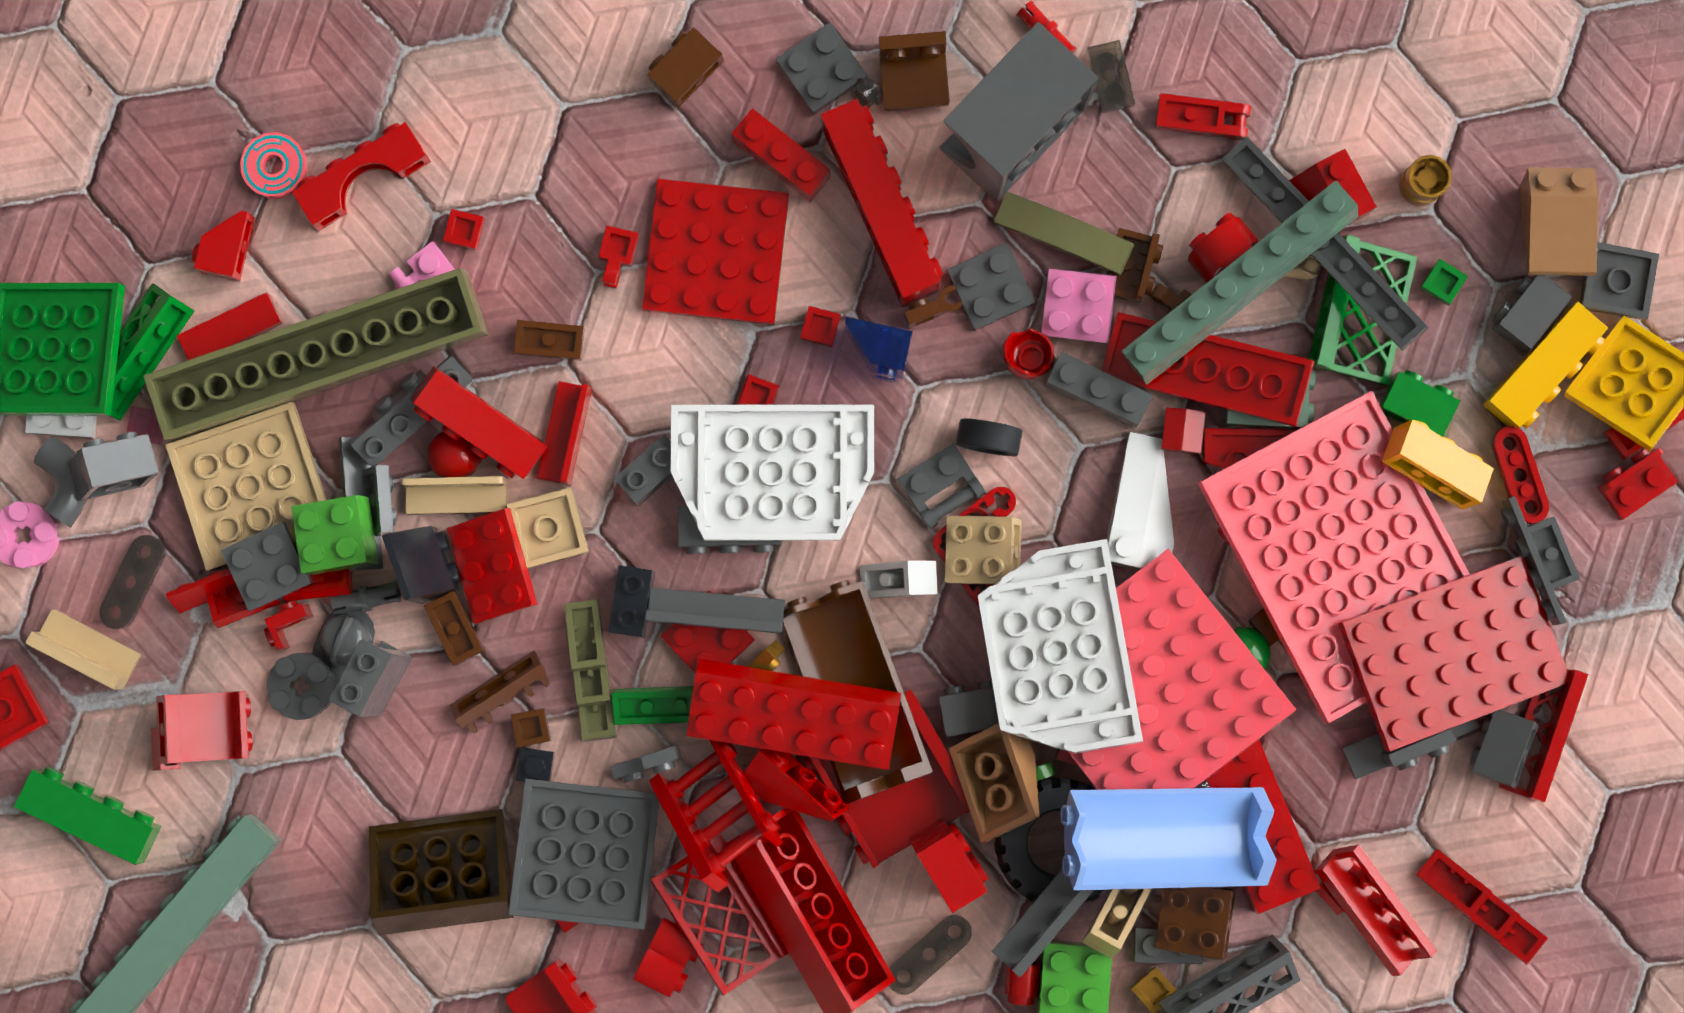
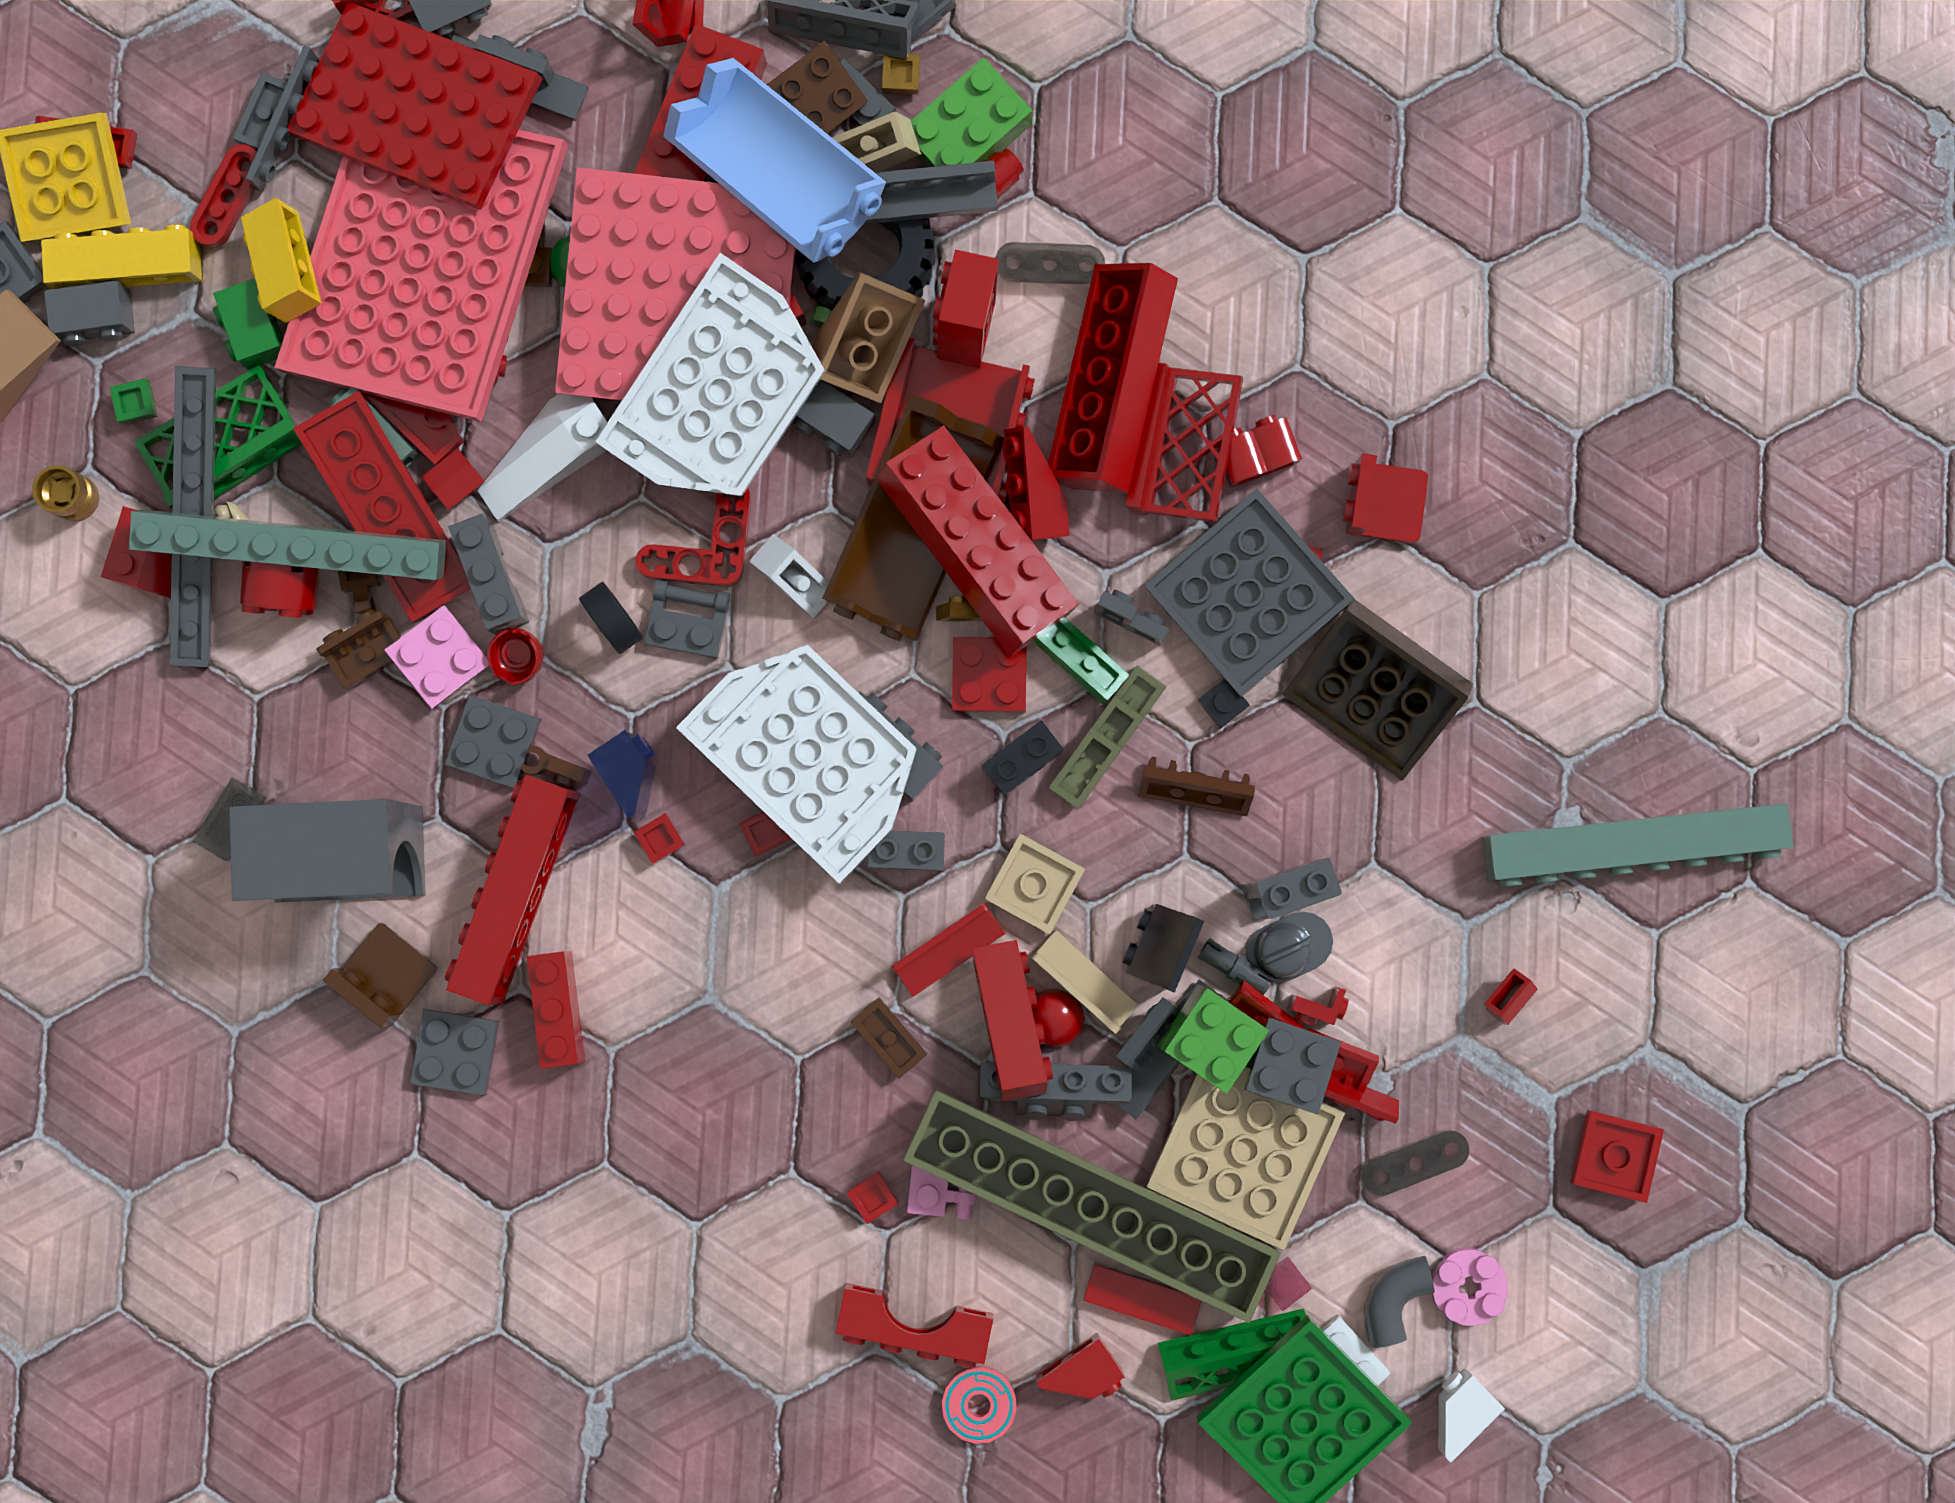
camera: 140 degrees left, 0 degrees up
(85, 650) = (1504, 1142): tan panel -> none
(88, 816) = (1623, 1001): green brick -> none
(113, 466) = (1342, 1268): brick -> none
(203, 727) = (1464, 984): panel -> none
(285, 697) = (1332, 944): dark grey plate -> none
(454, 628) = (1186, 874): reddish brown plate -> none
(492, 566) = (1108, 895): red plate -> none
(531, 727) = (1198, 735): reddish brown plate -> none
(617, 250) = (763, 1059): red plate -> none
(683, 816) = (1147, 511): red fence -> none
(685, 66) = (563, 1160): reddish brown brick -> none
(715, 251) = (685, 982): red plate -> none
(715, 610) = (961, 685): dark grey fence -> none
(867, 92) = (436, 996): clear smoke plate -> none
(981, 548) = (704, 535): tan bracket -> none
(1038, 16) = (244, 921): red pin -> none
(1064, 233) = (392, 726): olive slope -> none
(1202, 116) = (190, 717): red plate -> none
(1638, 483) = (144, 105): red bracket -> none

